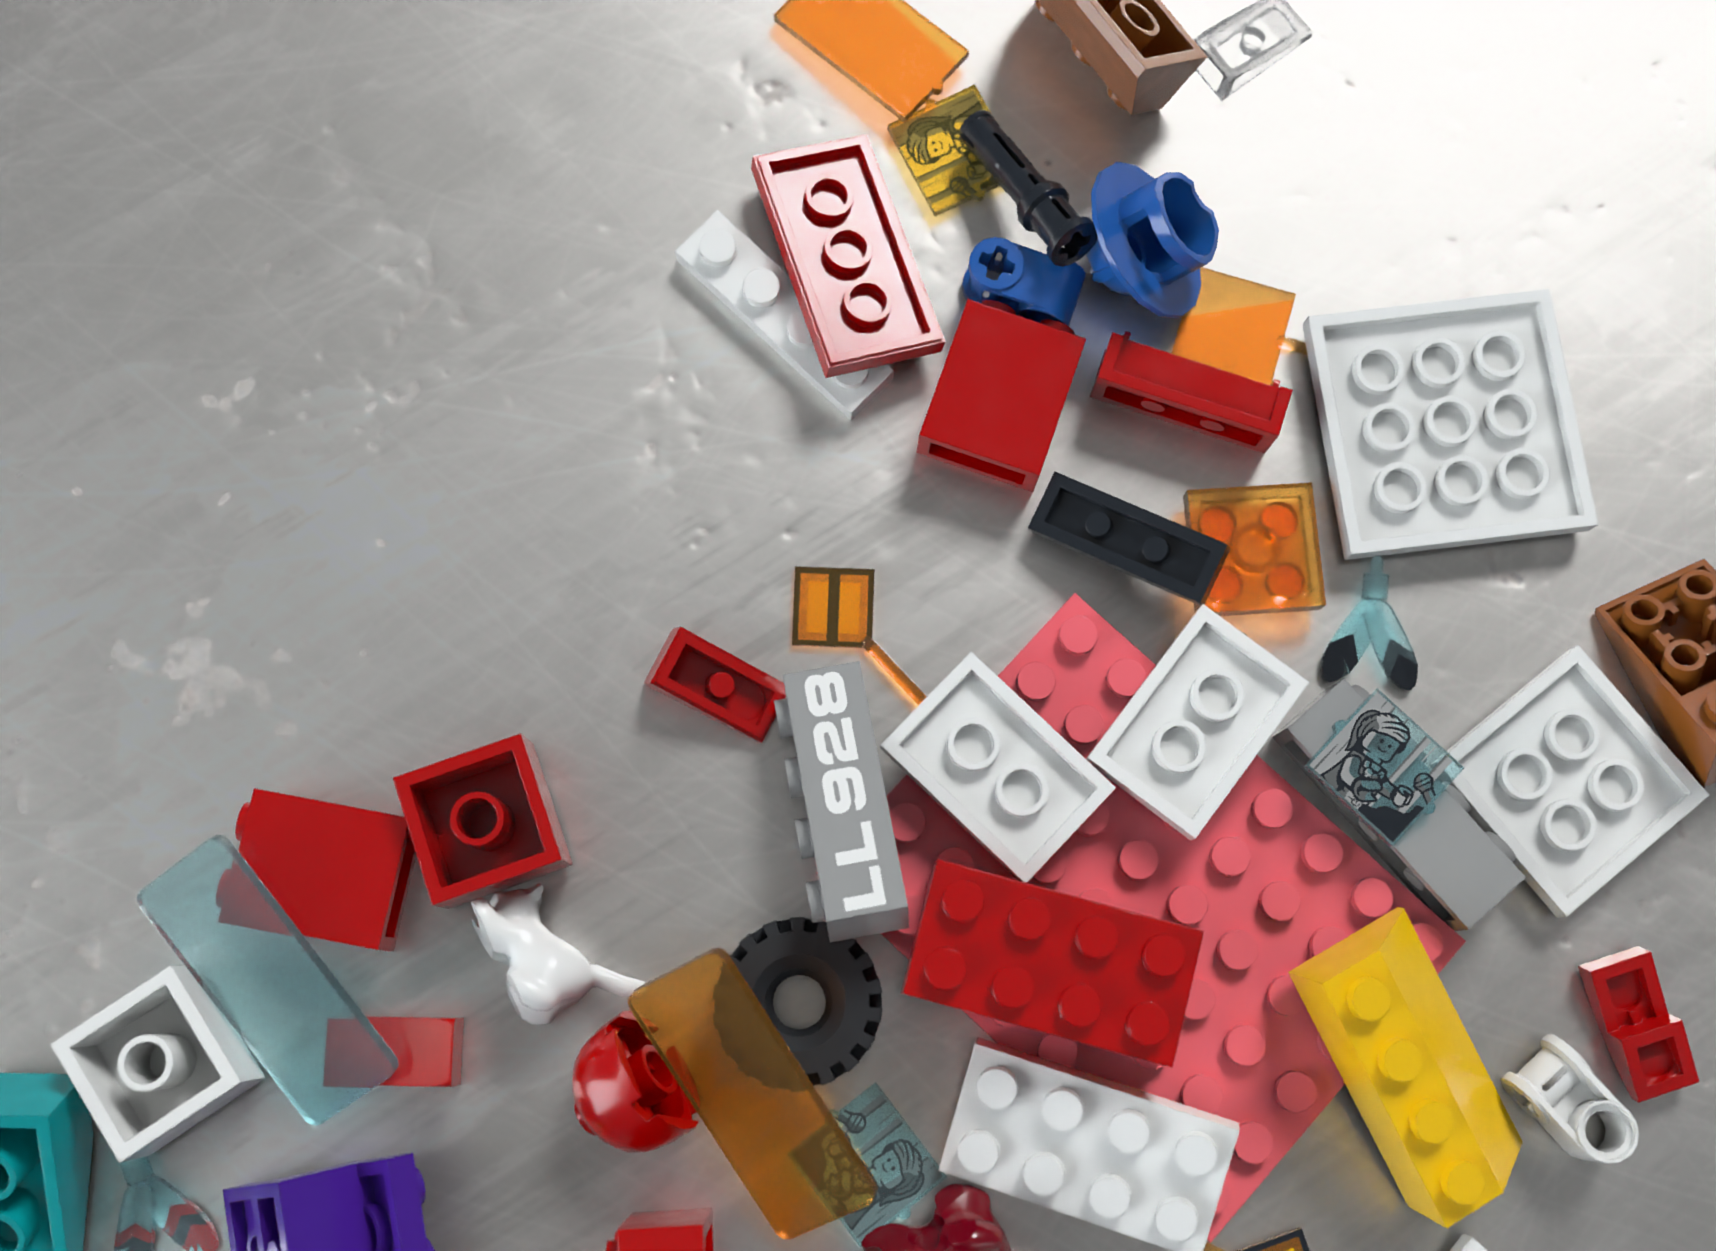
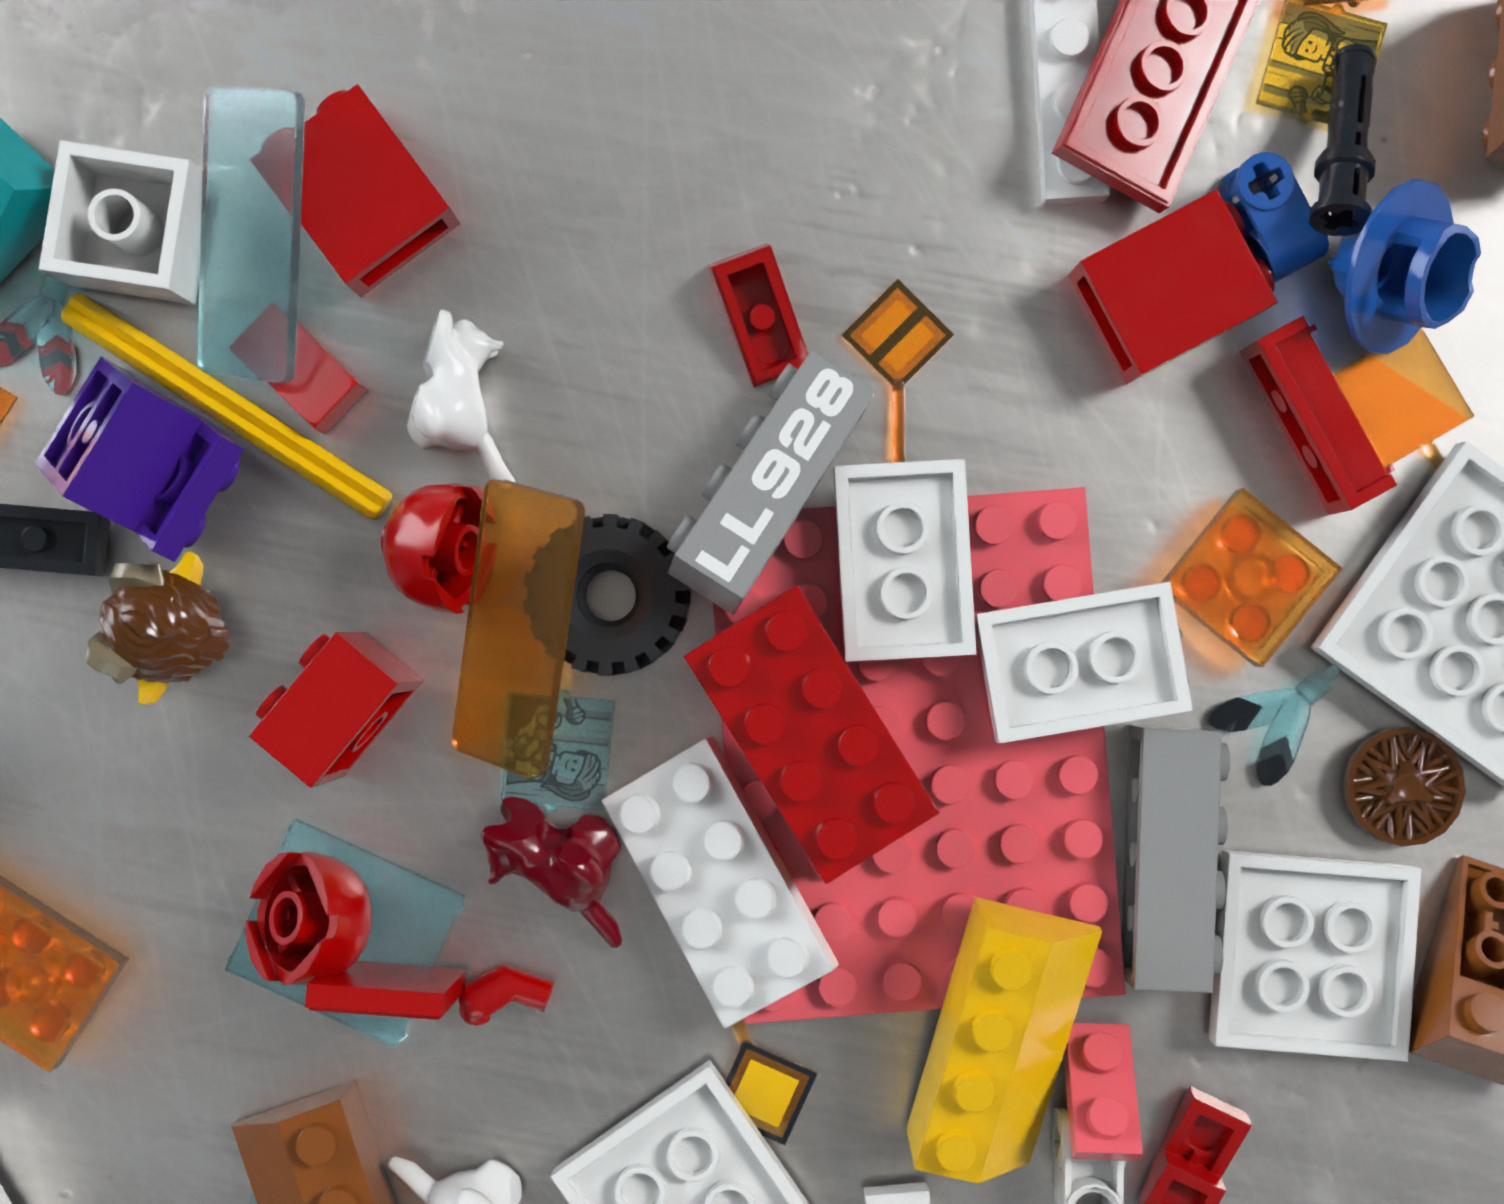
camera: 45 degrees right, 10 degrees up
(360, 1135) = (226, 406): none -> yellow axle
(482, 821) = (499, 258): red brick -> none
(1129, 538) = (1163, 484): black plate -> none
(1383, 767) = (1186, 821): piece -> none
(1507, 597) = (1404, 786): none -> reddish brown wheel
(1523, 1033) = (1102, 1093): none -> coral plate

